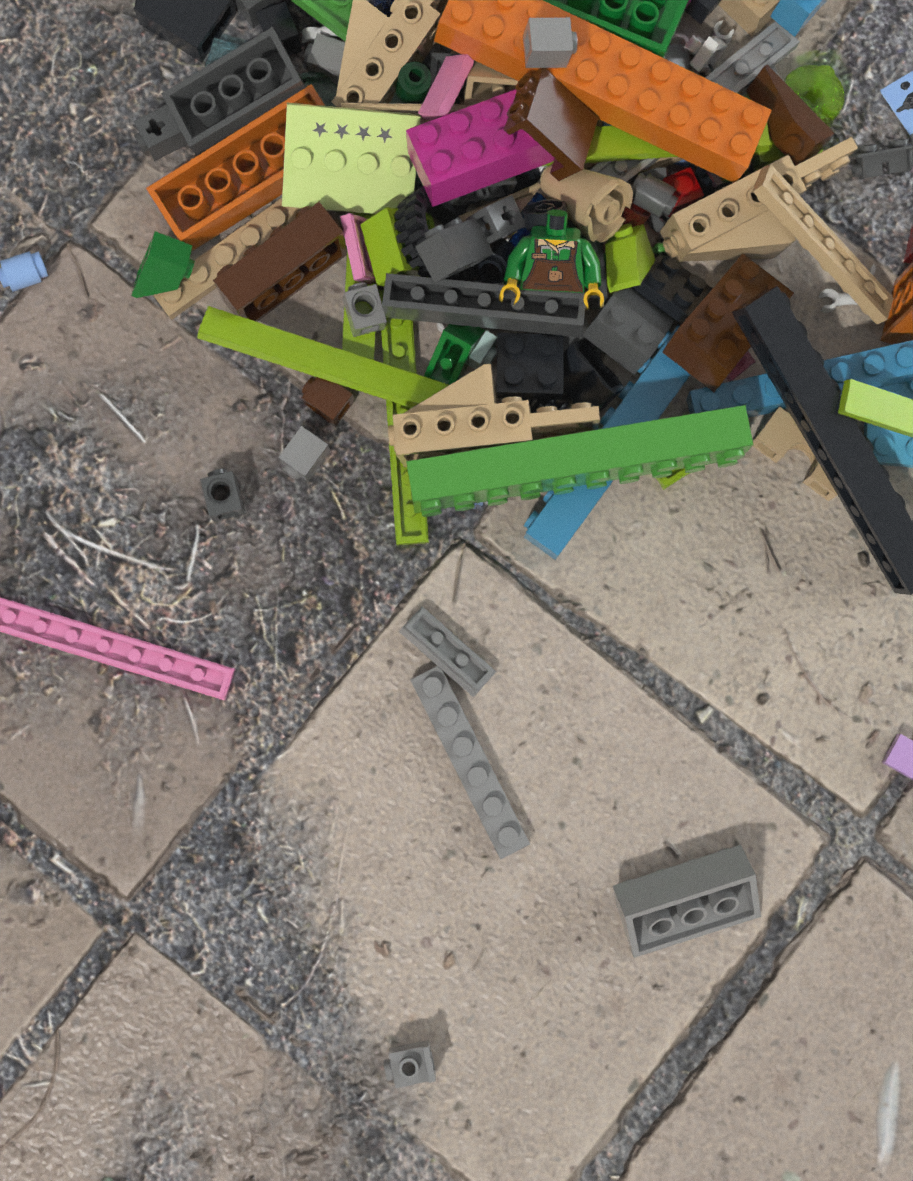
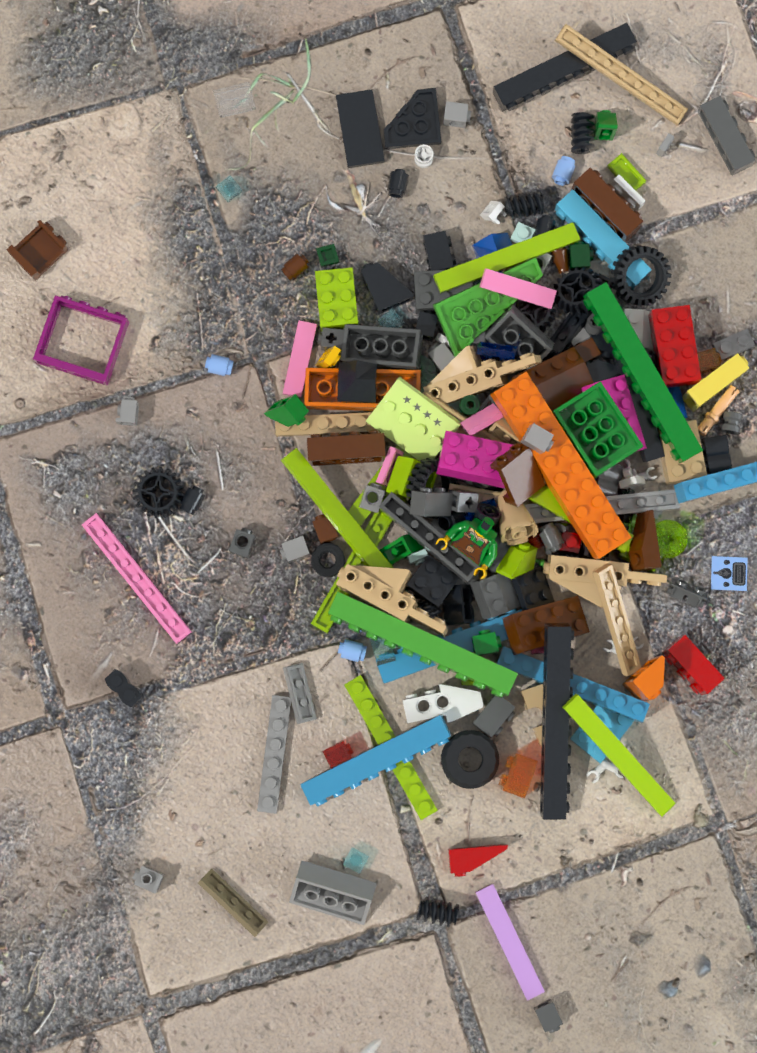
camera: 35 degrees right, 0 degrees up
(39, 68) = (295, 266): none -> reddish brown brick
(40, 510) = (150, 492): none -> black gear
(75, 24) = (327, 255): none -> dark green plate
(110, 482) = (192, 500): none -> black brick
(124, 69) = (336, 298): none -> lime brick
(130, 187) = (299, 358): none -> bright pink tile
(170, 147) = (328, 358): none -> yellow plate
(199, 817) = (120, 683): none -> black brick
(232, 156) = (357, 382): none -> black slope
(346, 425) = (327, 548): none -> black tyre
(481, 541) = (352, 650): none -> light blue brick
(525, 514) = (381, 652): none -> clear light blue tile
(556, 1014) = (233, 902): none -> dark tan plate
(560, 699) = (338, 754): none -> clear red brick
(622, 670) = (375, 760): none -> dark azure brick
(627, 641) = (382, 732): none -> lime plate
(663, 399) = (485, 642): none -> green brick
(680, 514) = (460, 703): none -> white brick
(687, 832) = (355, 860): none -> clear light blue plate
(740, 499) = (494, 715): none -> dark grey brick
(775, 562) = (488, 766): none -> black tyre
(834, 556) = (518, 775): none -> clear orange brick
(846, 718) = (469, 858): none -> red slope
(853, 824) = (437, 911): none -> black piece

